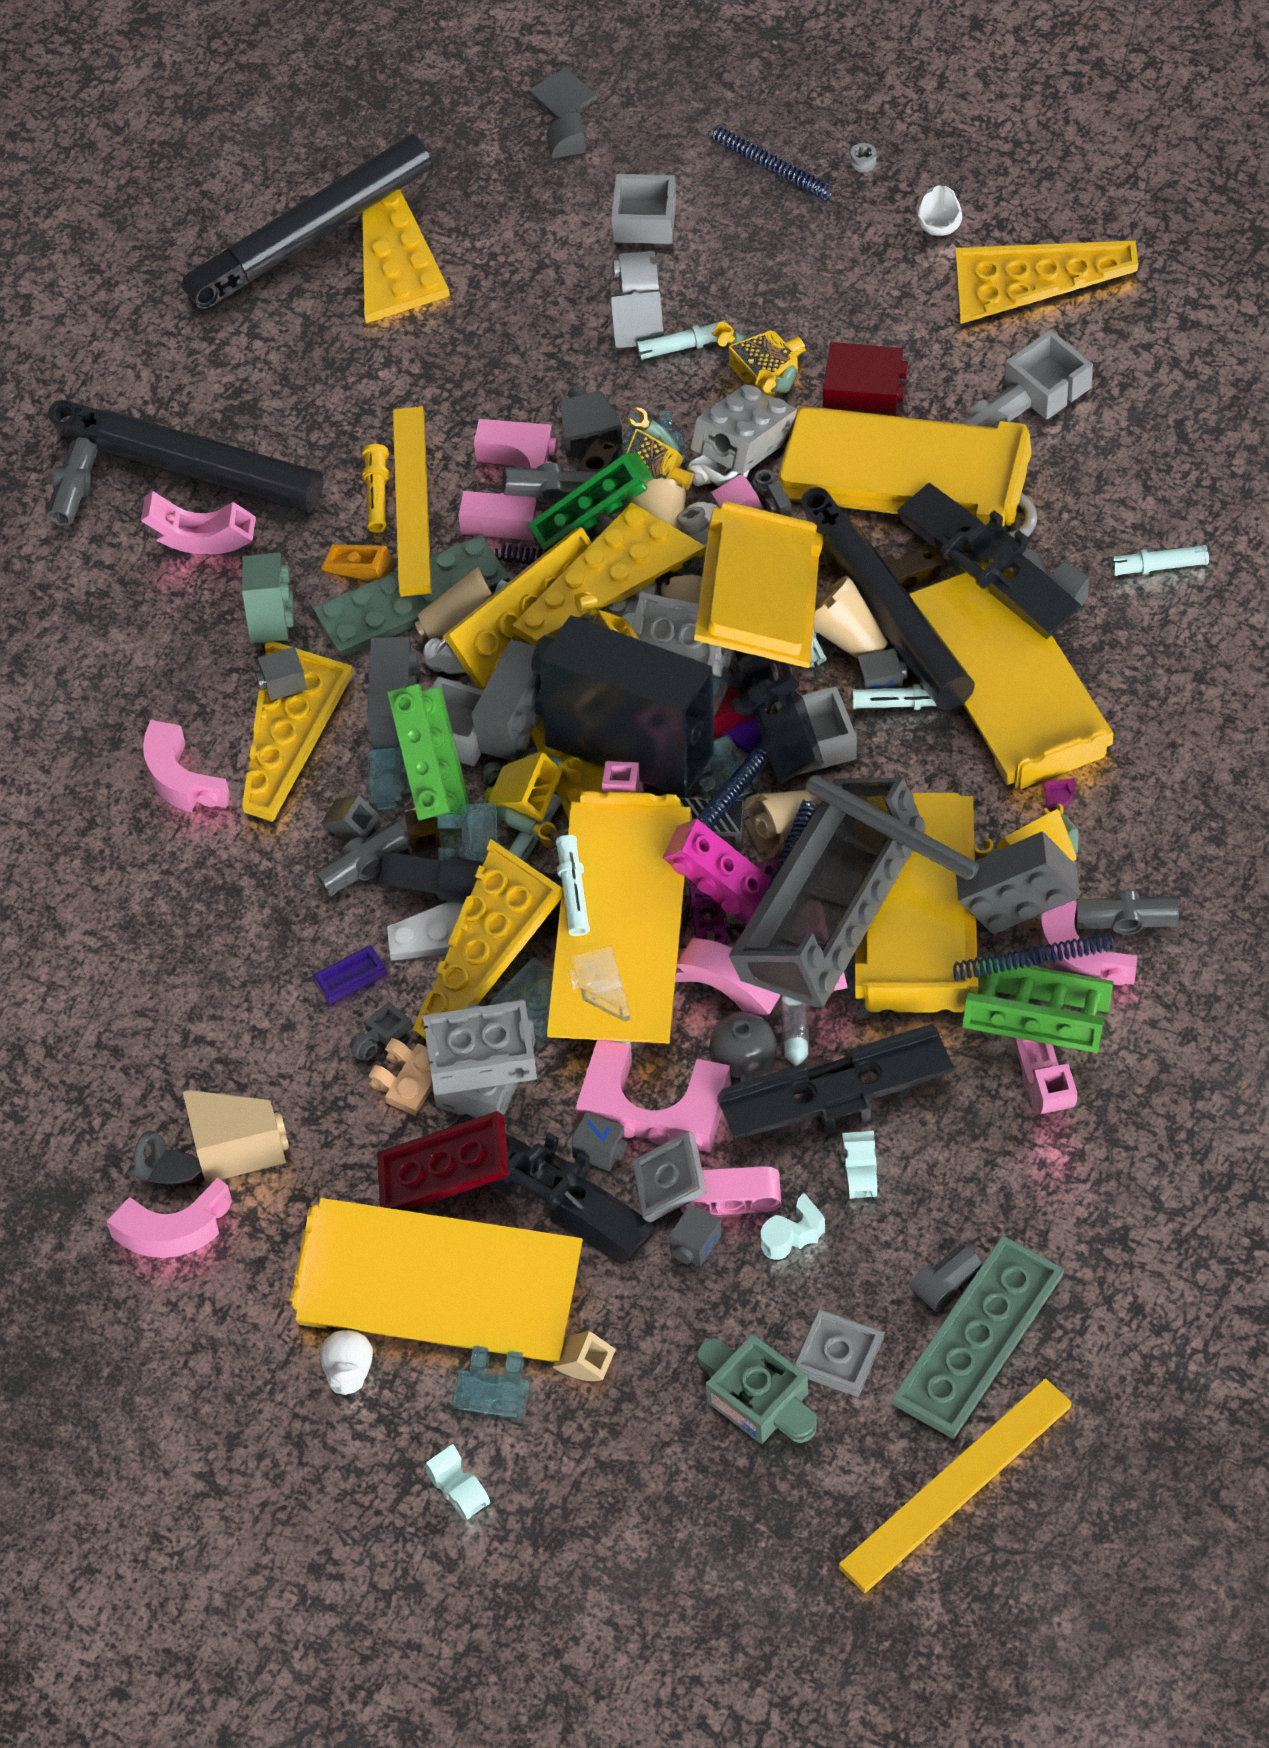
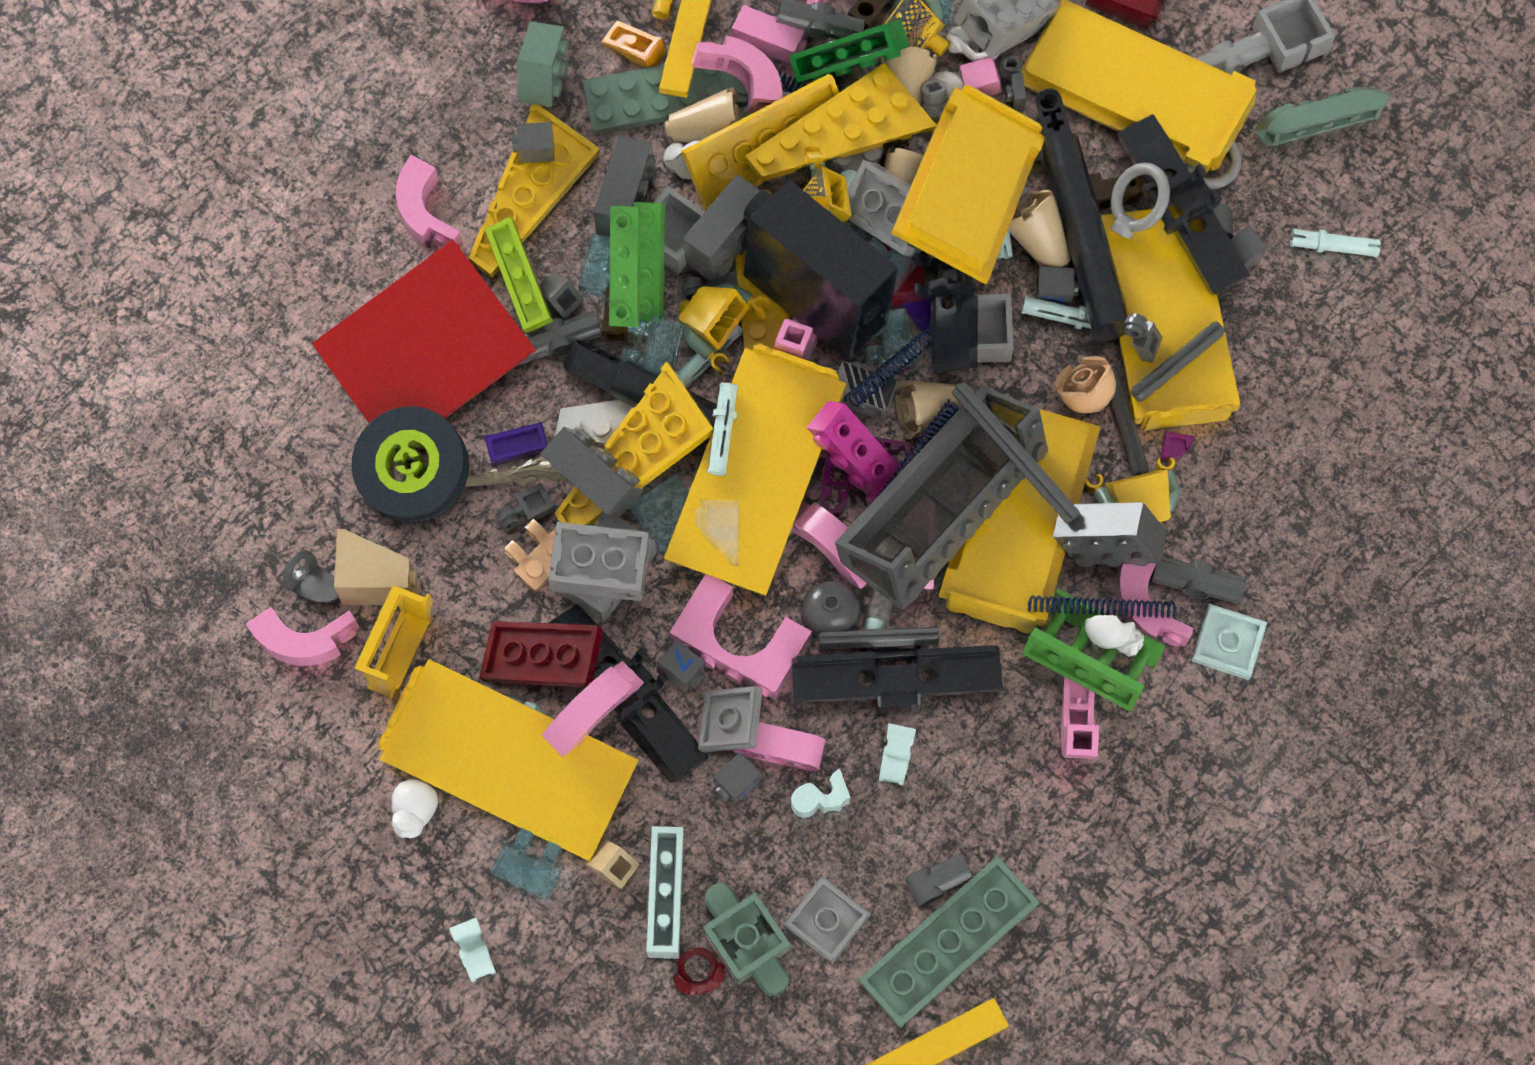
camera: 10 degrees right, 15 degrees up
(219, 904) = (425, 340): none -> red piece
(256, 1047) = (394, 439): none -> black wheel
(279, 1227) = (402, 642): none -> yellow piece
(303, 804) = (518, 275): none -> lime plate
(367, 998) = (521, 475): none -> dark tan sword
(445, 960) = (593, 470): none -> dark grey brick
(482, 543) = (746, 64): none -> bright pink arch
(513, 1193) = (591, 707): none -> bright pink arch
(653, 1367) = (665, 892): none -> light aqua brick
(706, 1459) = (685, 983): none -> dark red piece
(807, 1054) = (879, 638): none -> dark grey axle
(932, 592) = (1127, 225): none -> light grey piece
(947, 757) = (1087, 386): none -> light nougat cylinder
(992, 689) = (1145, 336): none -> dark grey plate
(995, 780) = (1128, 429): none -> dark grey axle
(1033, 707) = (1177, 361): none -> dark grey axle
(1051, 976) = (1110, 633): none -> white hair
(1104, 446) = (1312, 118): none -> sand green brick
(1179, 965) = (1229, 641): none -> light aqua tile

